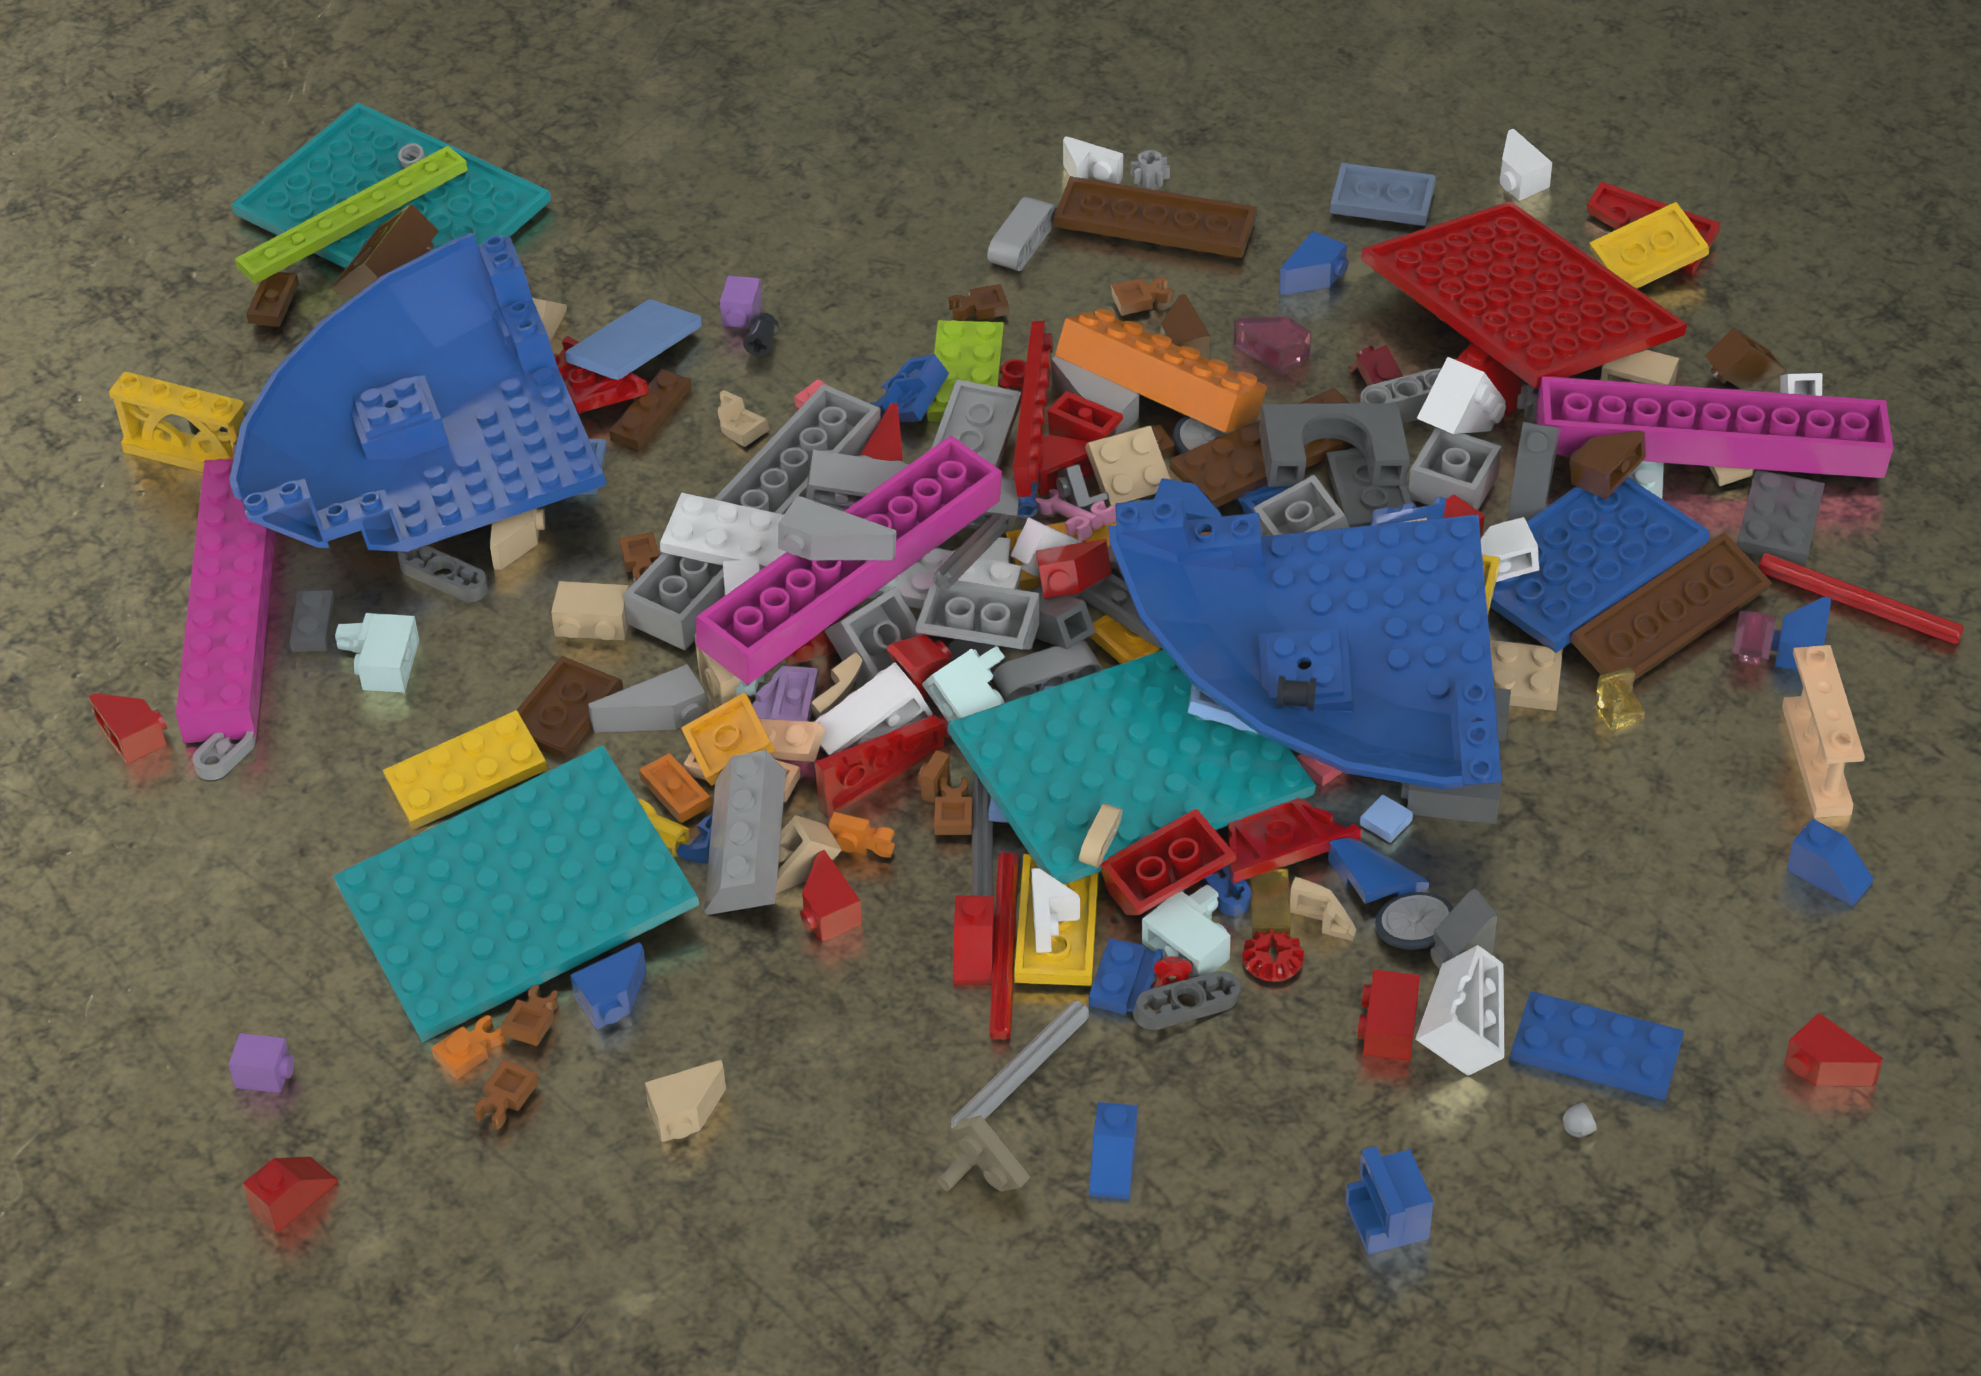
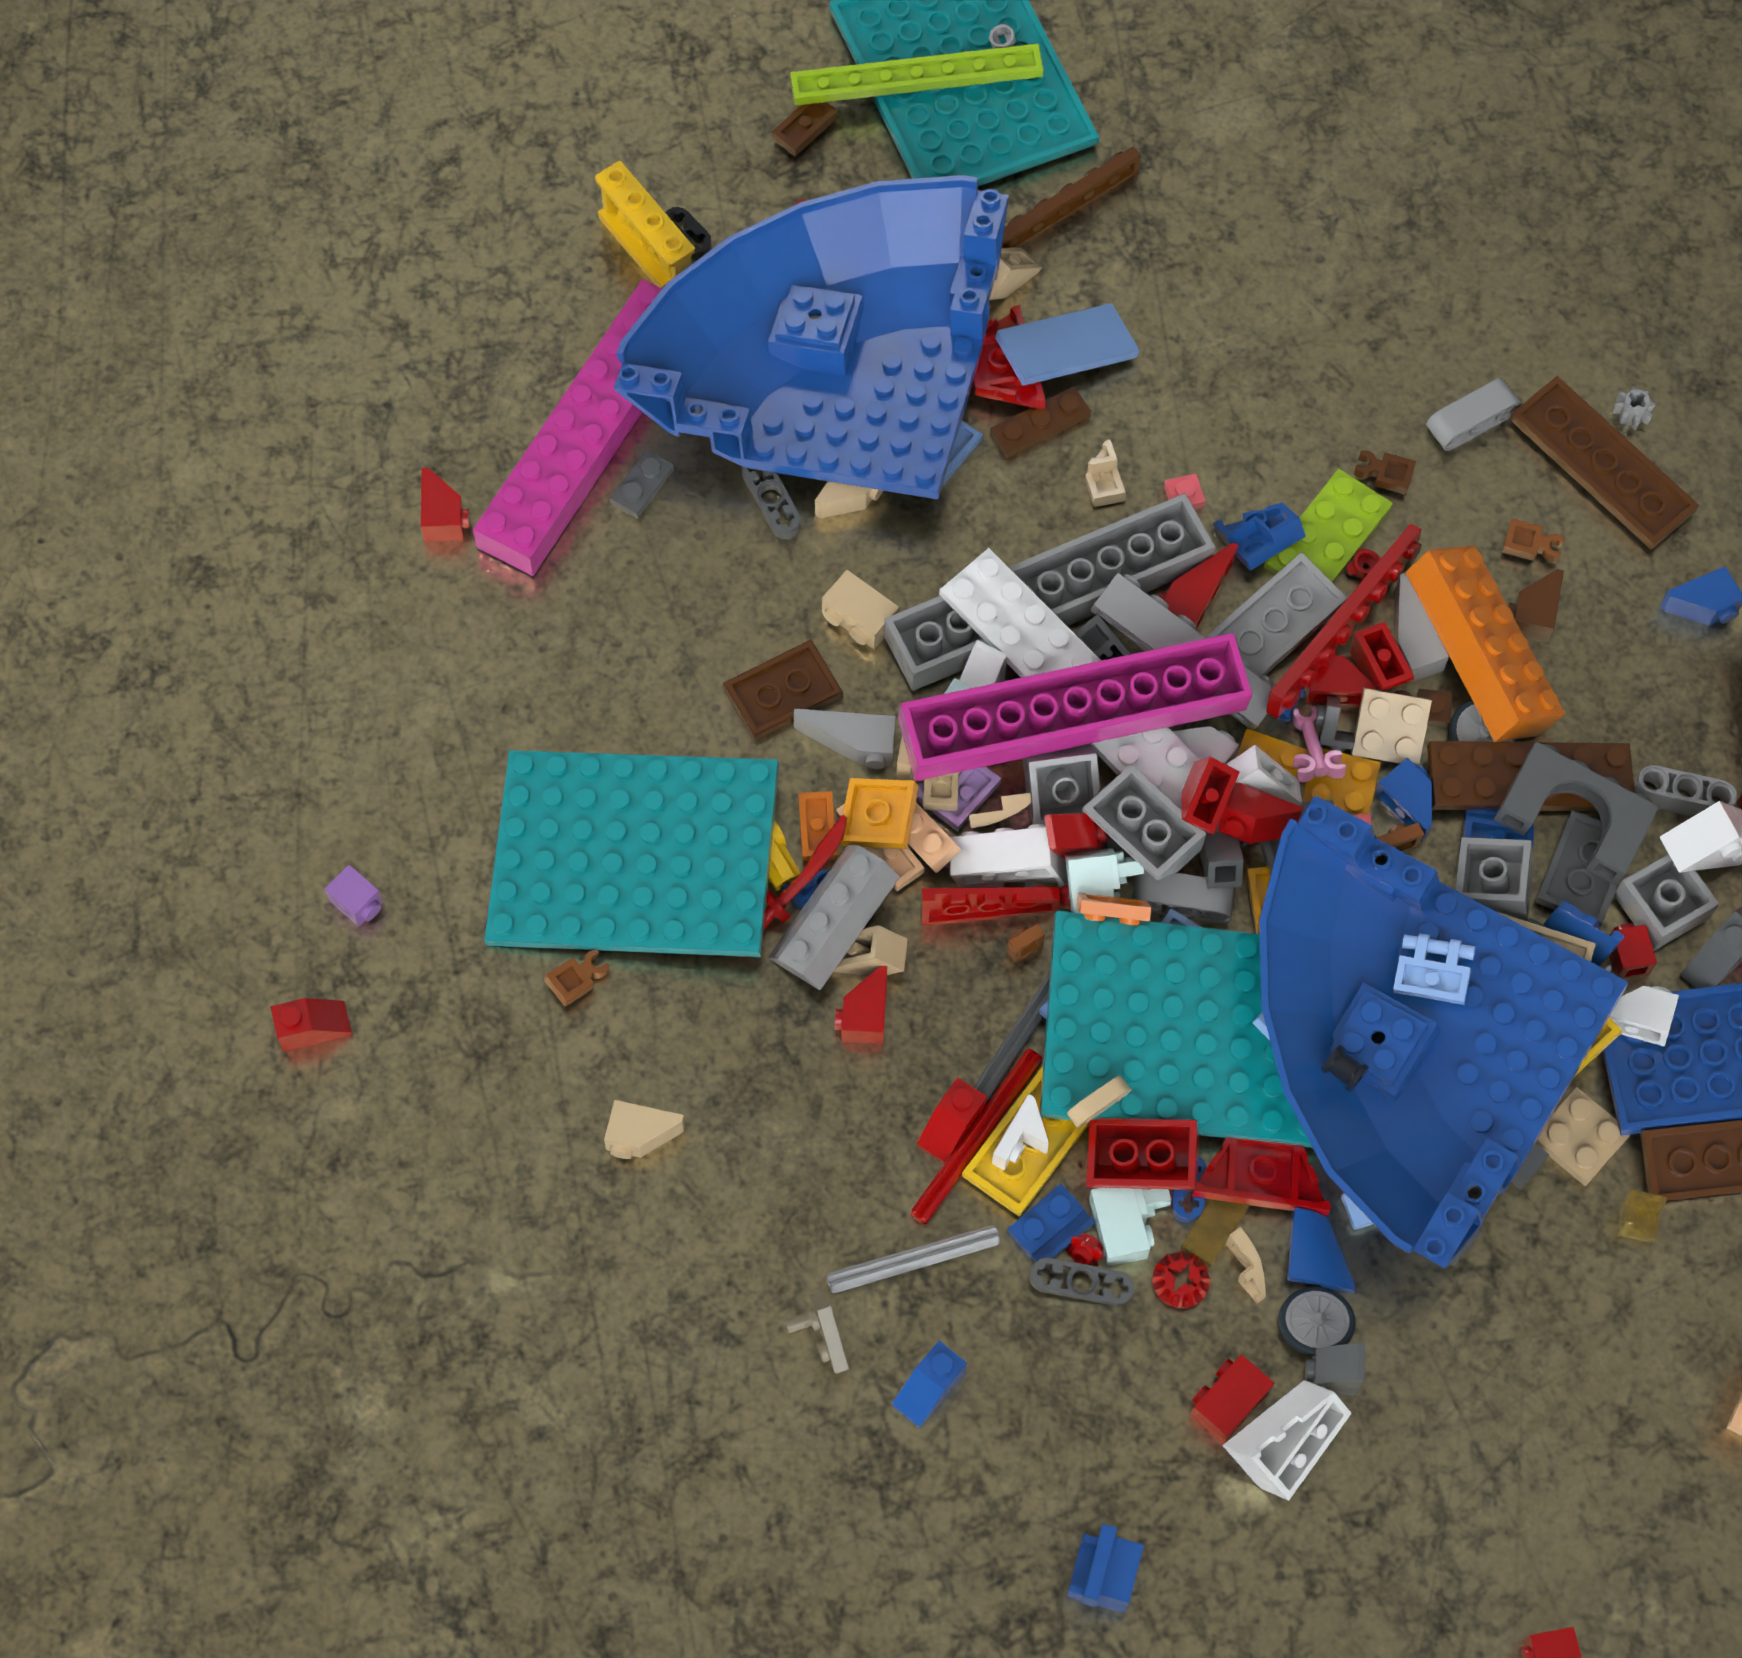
camera: 30 degrees right, 20 degrees up
(222, 751) = (502, 578): light grey plate -> none
(385, 648) = (678, 553): light aqua hinge -> none
(389, 247) = (915, 140): reddish brown slope -> none
(465, 769) = (668, 708): yellow plate -> none
(466, 1050) = (509, 973): orange plate -> none
(506, 1088) = (518, 1032): dark orange plate -> none
(562, 237) = (1071, 198): none -> reddish brown plate
(610, 986) = (650, 988): blue slope -> none
(638, 553) = (933, 574): dark orange plate -> none
(698, 802) = (820, 857): none -> red sword
(740, 301) = (1183, 353): medium lavender brick -> none
(758, 340) = (1179, 397): black bush -> none
(770, 696) = (941, 793): none -> tan slope
(831, 534) = (1056, 686): light grey slope -> none
(856, 836) = (924, 959): orange plate -> none
(953, 810) = (1018, 984): dark orange plate -> none
(971, 550) = (1185, 750): dark grey axle -> none
(987, 696) = (1127, 910): none -> orange plate
(1016, 561) = (1207, 793): none -> red slope
(1092, 161) = (1585, 365): white slope -> none
(1273, 341) = (1612, 663): clear pink slope -> none
(1313, 600) = (1430, 978): none -> light blue plate
(1376, 365) = (1682, 744): dark red bracket -> none
(1579, 1121) = (1312, 1590): light grey hinge -> none
(1597, 1045) = (1380, 1529): blue plate -> none
(1829, 862) = (1698, 1487): blue slope -> none

